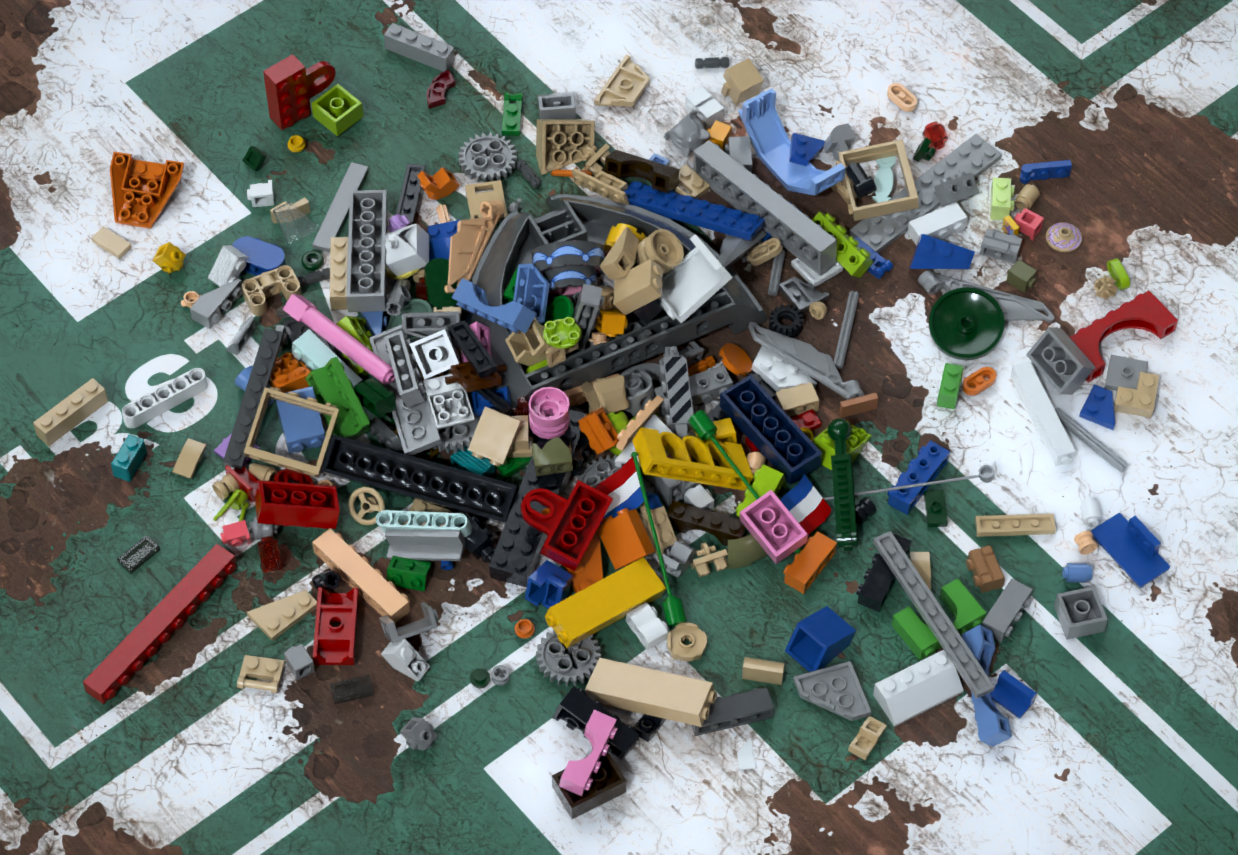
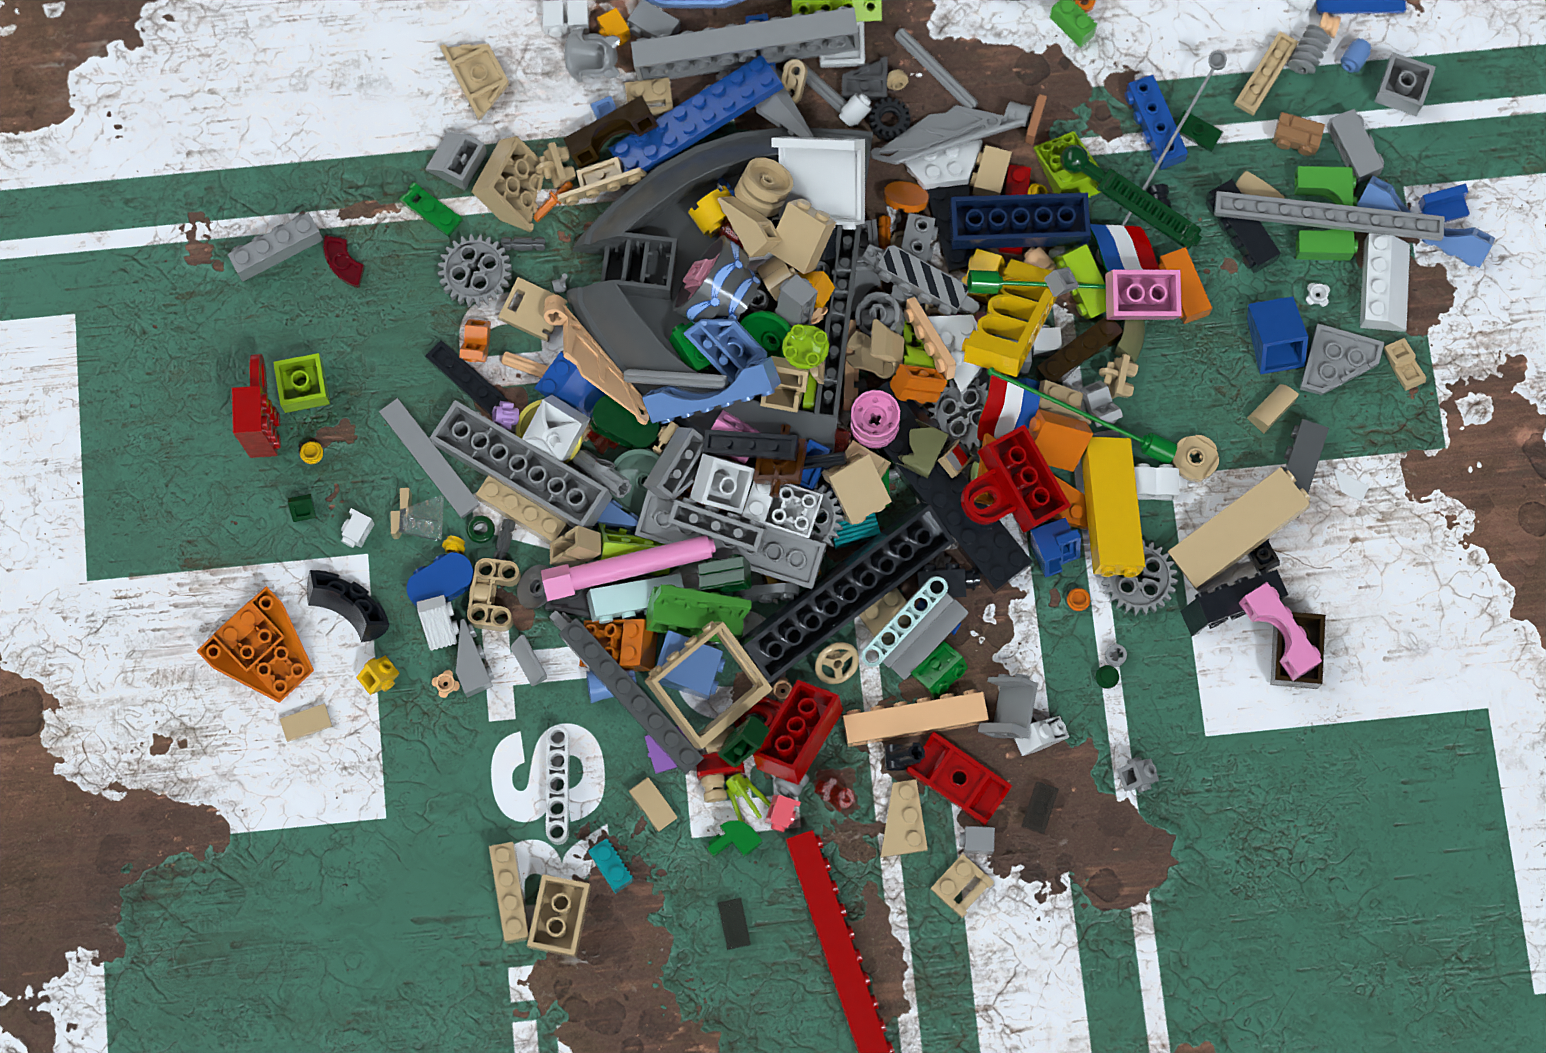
camera: 55 degrees left, 20 degrees up
(72, 446) = (559, 916): none -> tan brick
(200, 518) = (735, 833): none -> green brick
(210, 214) = (349, 601): none -> black brick
(265, 470) = (743, 741): none -> dark green brick
(289, 251) = (454, 544): none -> yellow plate
(334, 306) = (575, 547): none -> tan piece
(487, 285) = (676, 378): none -> light grey axle
(561, 483) = (955, 458): none -> slope
(743, 473) = (1061, 281): none -> light grey slope
(774, 297) = (855, 109): none -> white brick
(874, 646) = (1322, 289): none -> white plate
(1054, 539) = (1309, 50): none -> light grey piece

